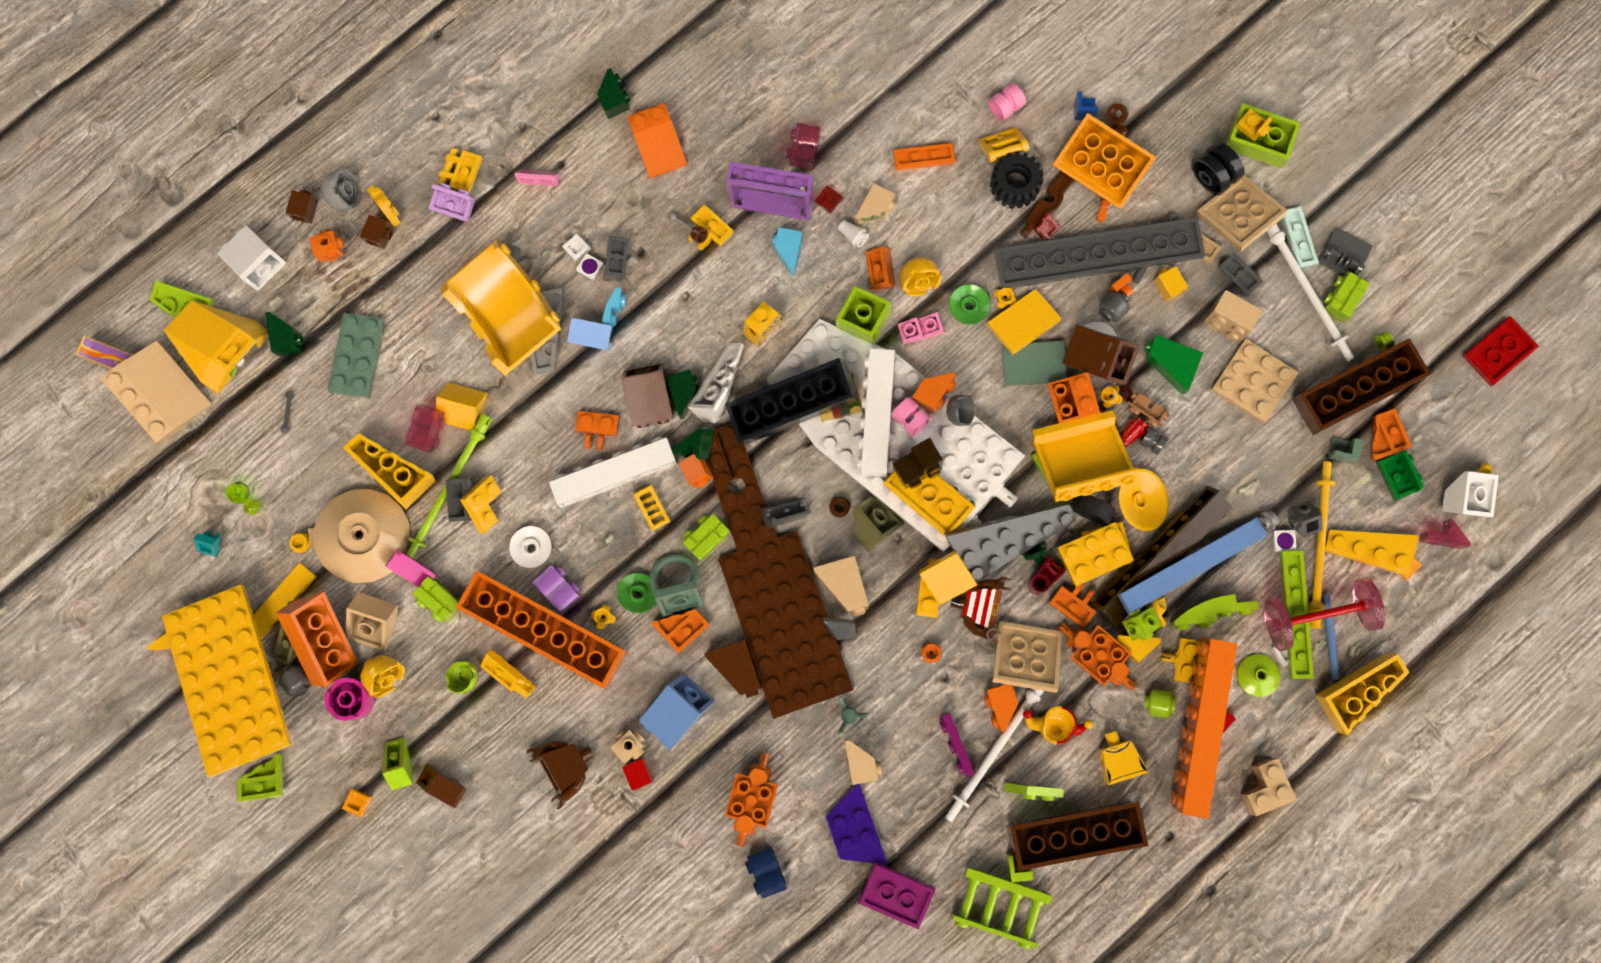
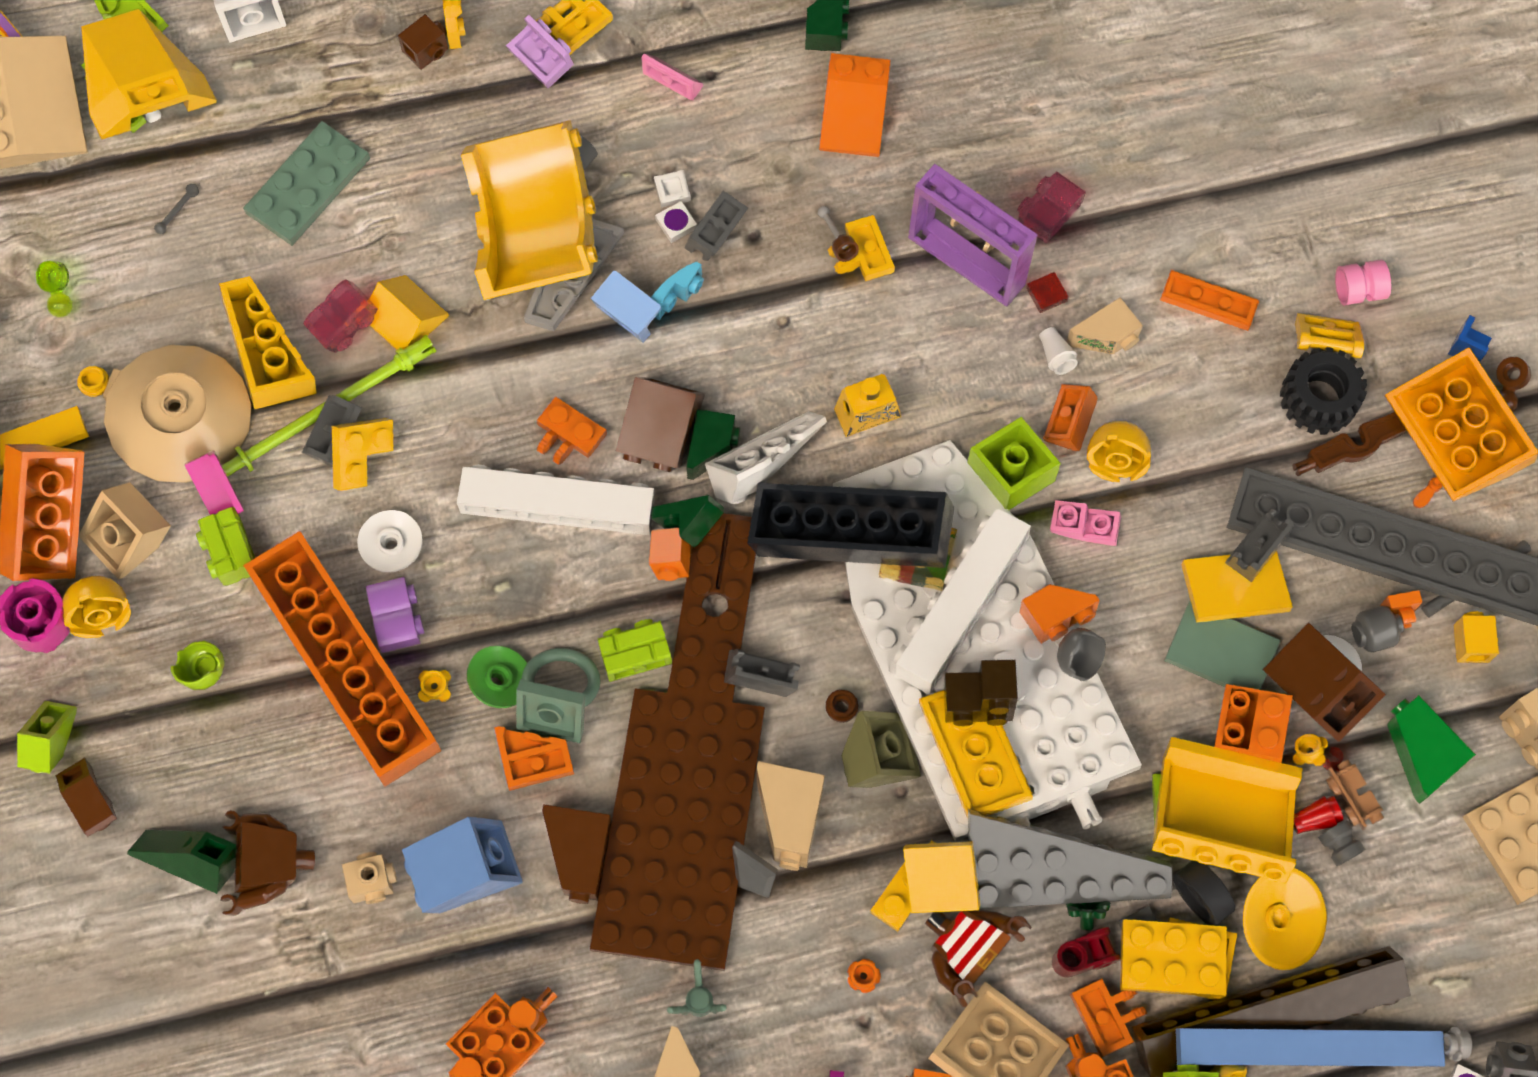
camera: 20 degrees right, 10 degrees down
(283, 337) = (226, 112): dark green slope -> none
(327, 246) = (349, 28): orange brick -> none
(507, 674) = (261, 694): yellow hinge -> none
(519, 787) = (188, 855): none -> dark green slope
(638, 774) = (360, 923): red panel -> none
(659, 523) = (587, 547): yellow slope -> none
(788, 247) = (957, 326): medium azure slope -> none
(906, 411) = (1004, 623): bright pink wheel -> none
(969, 295) = (1171, 510): bright green dish -> none
(999, 294) = (1220, 533): yellow plate -> none
(1026, 292) = (1260, 545): none -> dark grey hinge
(1046, 227) = (1334, 475): clear red tile -> none

